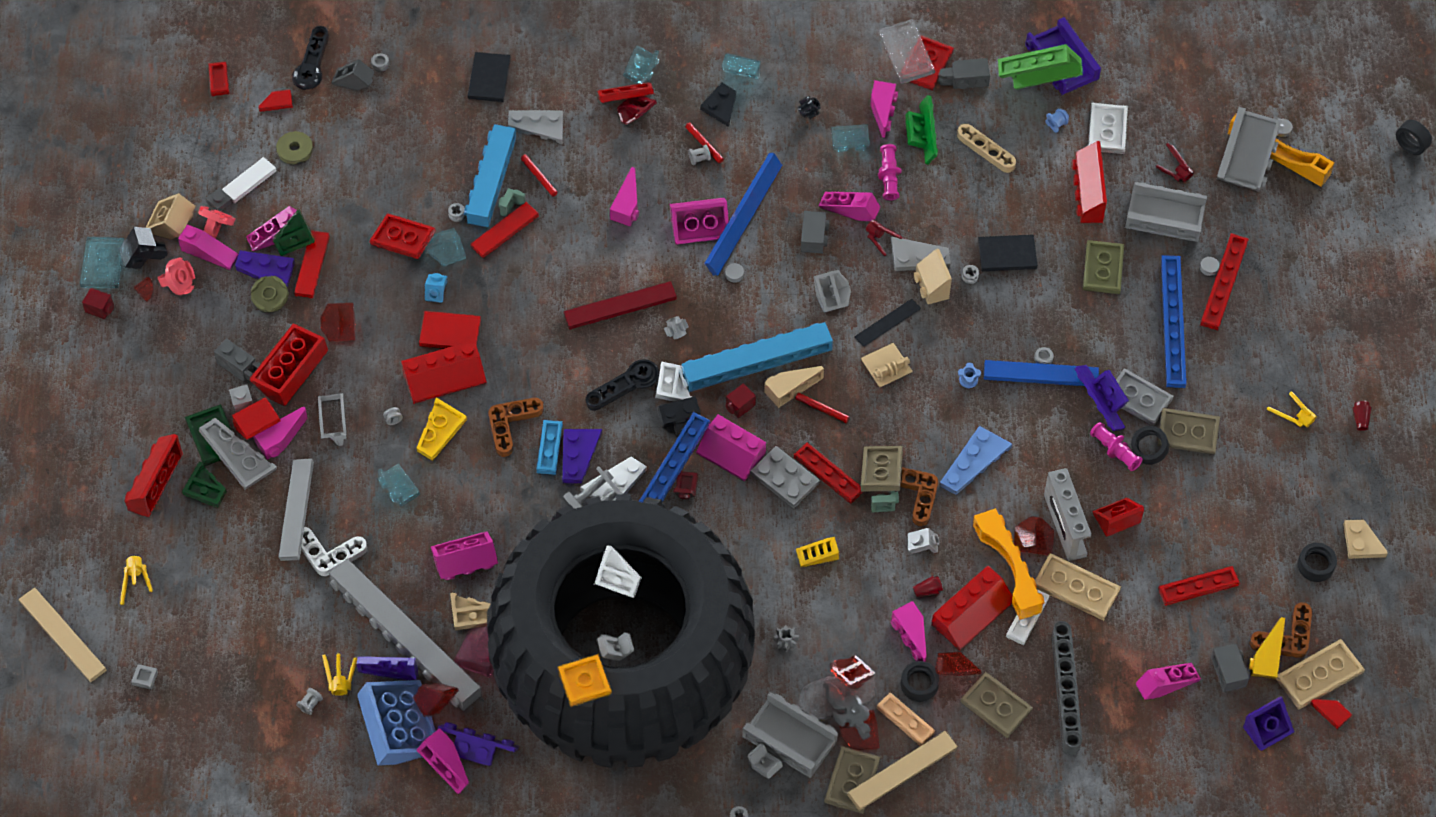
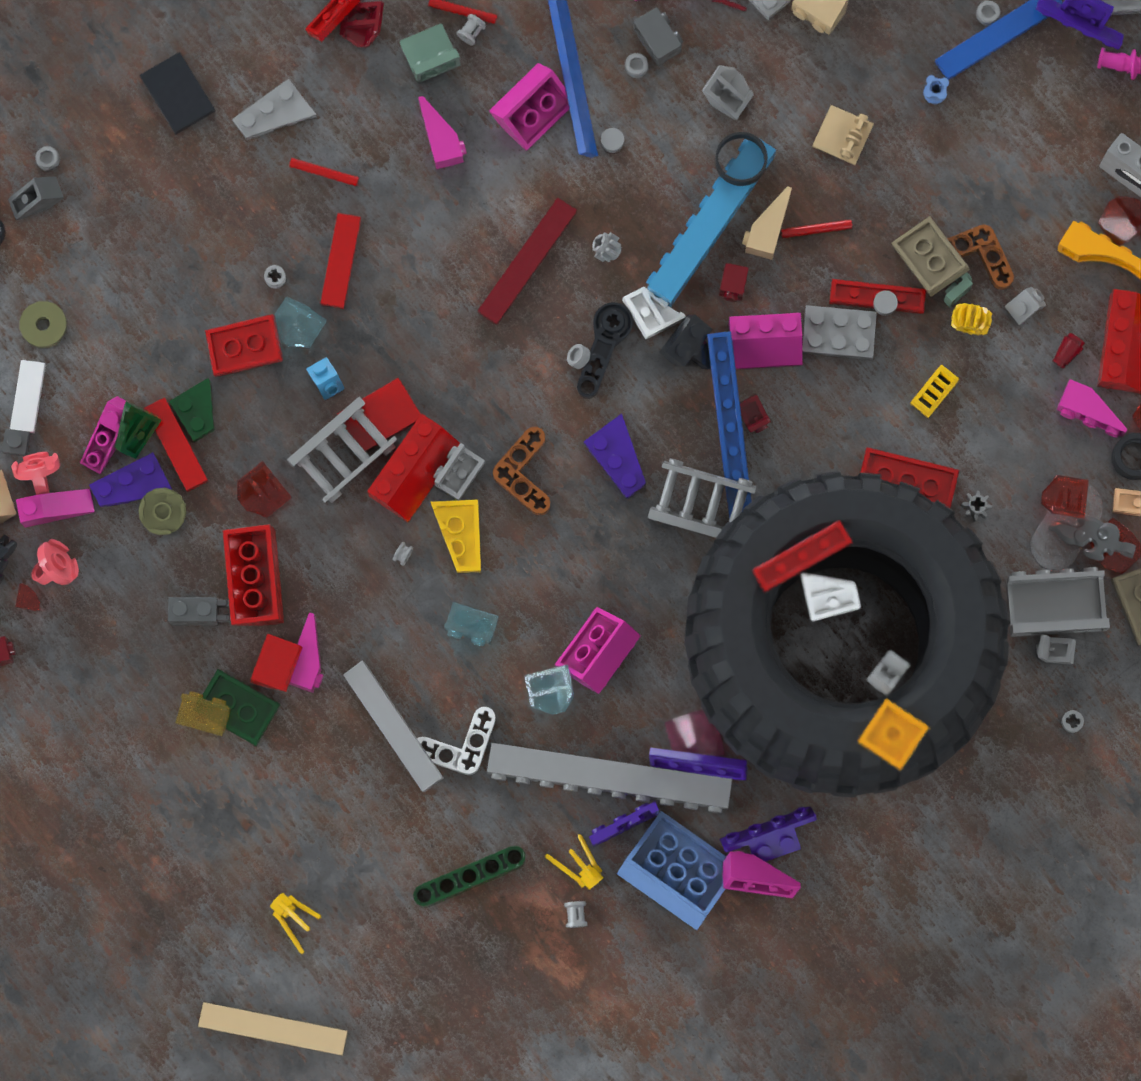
camera: 35 degrees left, 20 degrees up
(144, 676) = (393, 1011): light grey plate -> none
(154, 475) = (220, 798): red slope -> none
(187, 420) = (203, 714): none -> clear yellow bracket
(204, 487) = (279, 769): dark green wing -> none
(236, 454) = (291, 714): light grey wing -> none
(240, 398) = (238, 650): light grey brick -> none
(256, 624) = (460, 885): none -> dark green beam
(337, 436) = (362, 617): light grey sword -> none
(341, 253) = (196, 410): none -> dark green wing
(398, 315) = (338, 427): none -> light grey fence
(413, 557) = (550, 689): none -> clear light blue slope
(433, 698) = (696, 822): clear red slope -> none
(466, 661) = (698, 763): none -> dark purple tile
(468, 612) = (653, 706): tan wing -> none
(469, 391) = (458, 471): none -> light grey bracket
(490, 176) = (277, 209): dark azure brick -> none
(510, 198) = (319, 231): sand green bracket -> none
(549, 447) = (584, 470): dark azure tile -> none
(603, 377) = (578, 356): none -> light grey tile
(618, 535) = (802, 556): none -> red tile
(624, 475) = (680, 446): white wing -> none
(661, 152) = (430, 53): none -> sand green bracket
(768, 604) = (934, 480): none -> red tile
(787, 241) = (636, 65): none -> light grey tile
(804, 345) = (741, 135): none -> black tyre
(828, 477) = (885, 303): none -> light grey tile
(877, 522) = (971, 319): none -> yellow gear
(887, 322) = (805, 84): black sticker -> none
(974, 459) = (1006, 172): medium blue wing -> none

